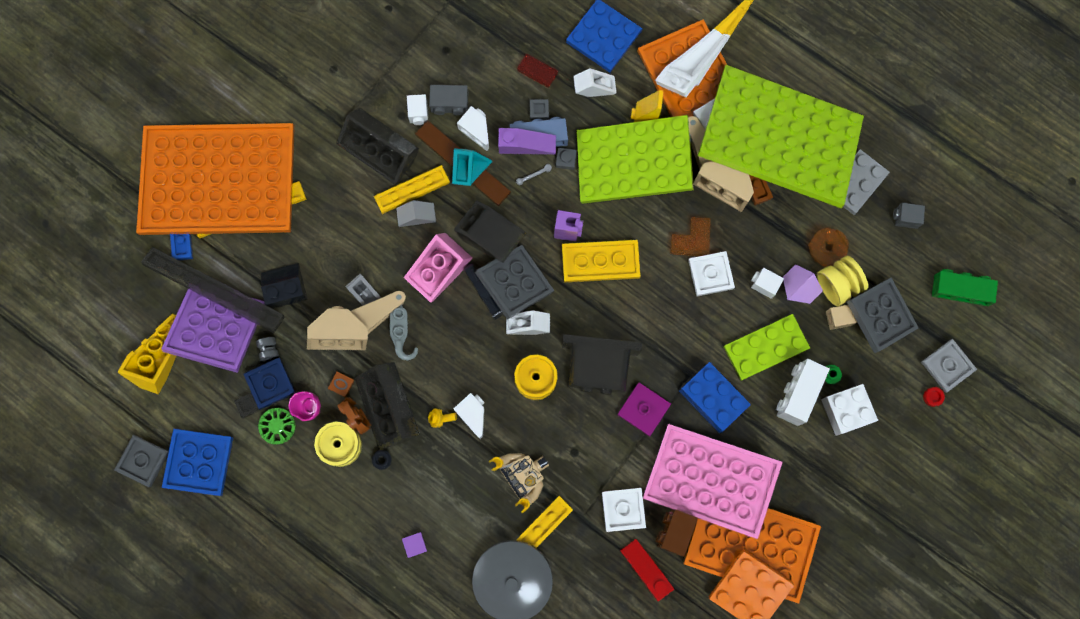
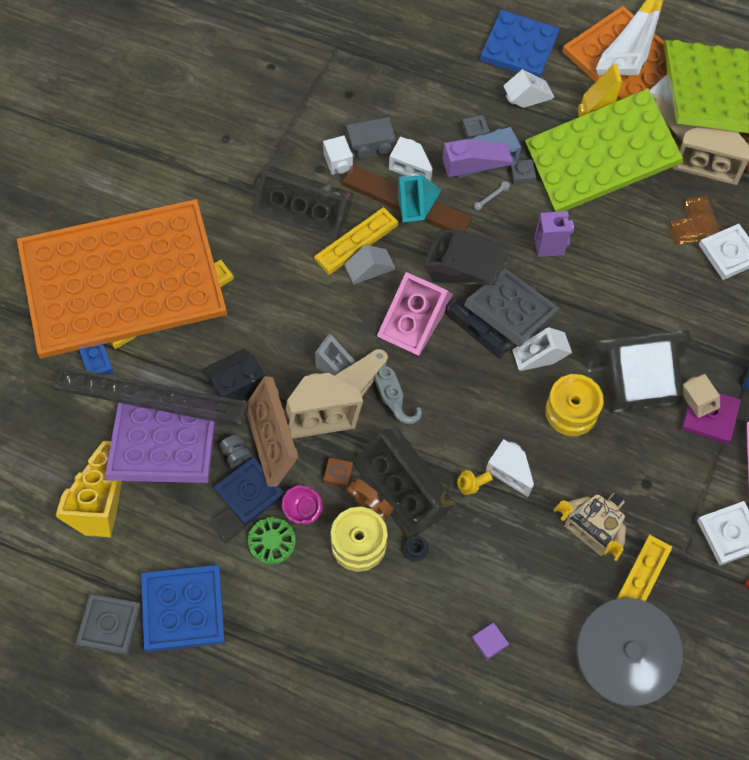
camera: 15 degrees left, 15 degrees down
(294, 343) = (271, 432): none -> medium nougat plate
(537, 70) = (459, 92): clear red tile -> none
(601, 261) = (601, 266): yellow plate -> none
(637, 395) = (701, 395): none -> tan brick

